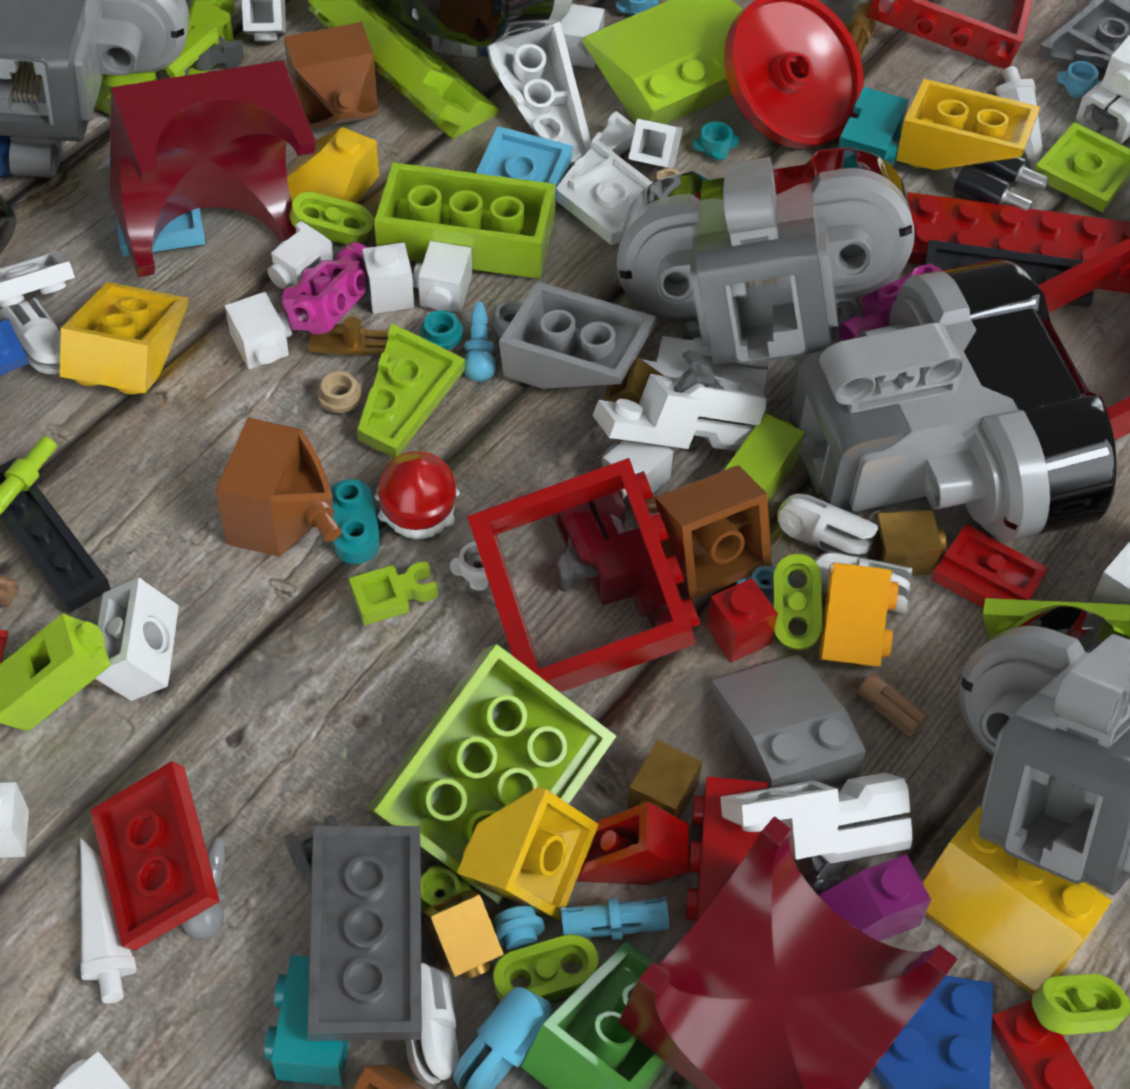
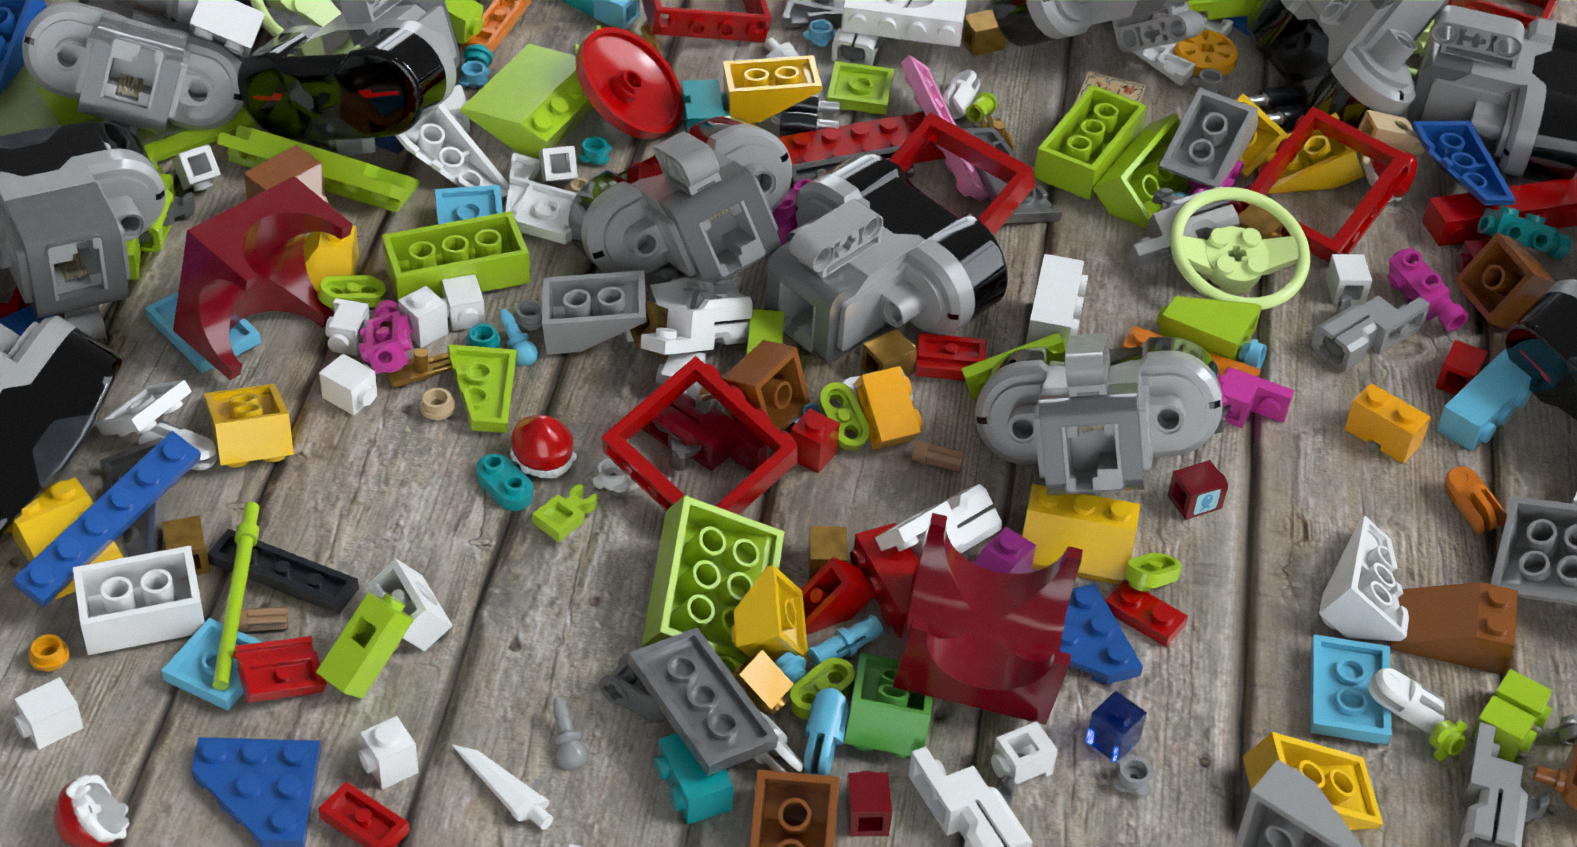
camera: 30 degrees left, 10 degrees down
(154, 856) = (520, 725): red plate -> none
(274, 490) = (448, 475): dark orange piece -> none
(789, 724) = (881, 488): light grey slope -> none
(826, 526) = (832, 365): white arm -> none

